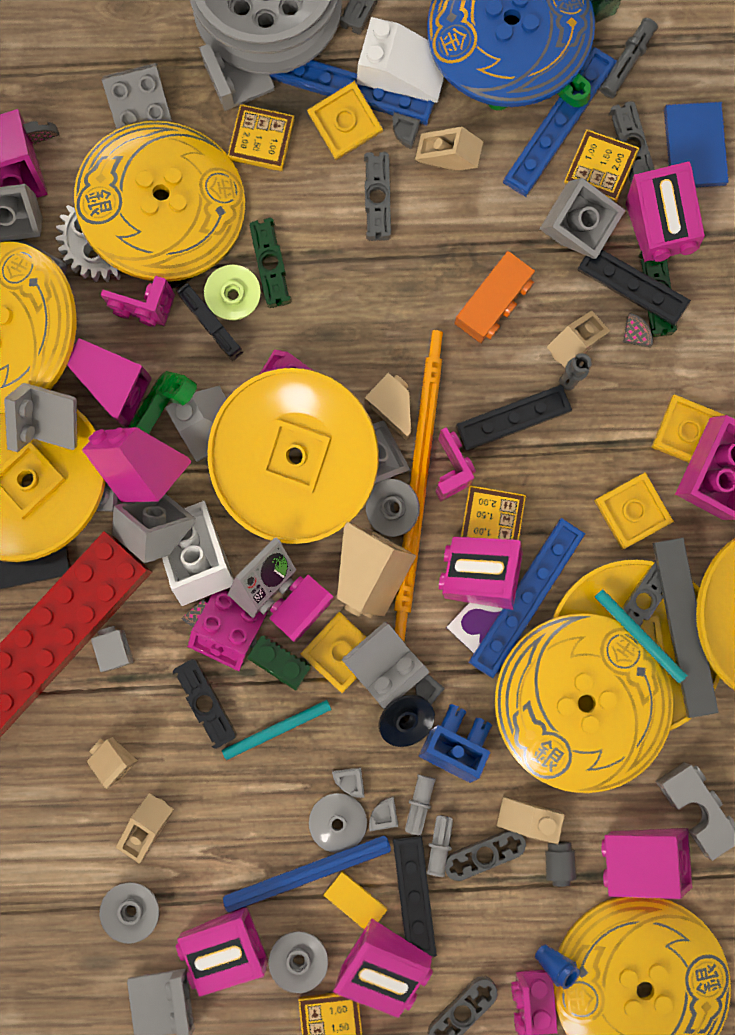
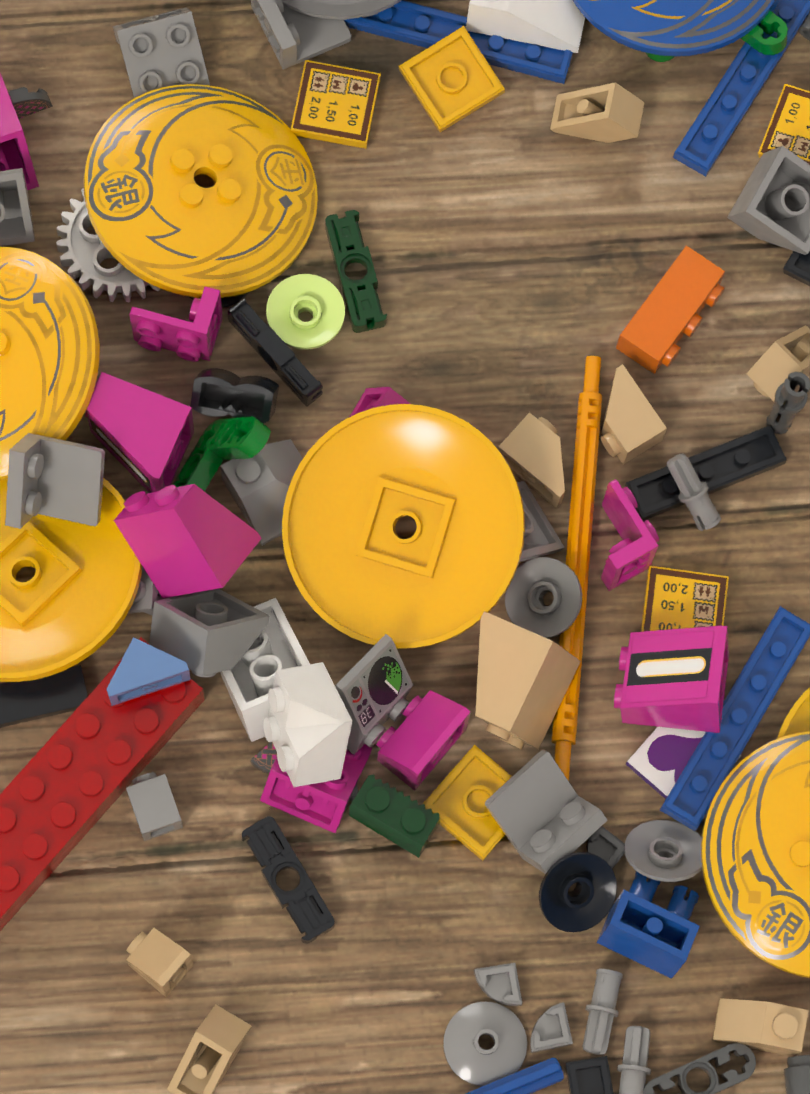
camera: 10 degrees left, 10 degrees down
(101, 559) = (145, 671): none -> medium blue slope
(172, 352) = (223, 393): none -> black brick
(216, 602) = (307, 724): none -> white slope
(276, 729) = (392, 914): teal bar -> none
(377, 213) = (502, 203): dark grey piece -> none
(405, 129) = (535, 89): dark grey tile -> none
(460, 380) = (629, 419): none -> tan slope
(473, 684) = (664, 850): none -> light grey dish
(503, 434) = (693, 492): none -> light grey axle

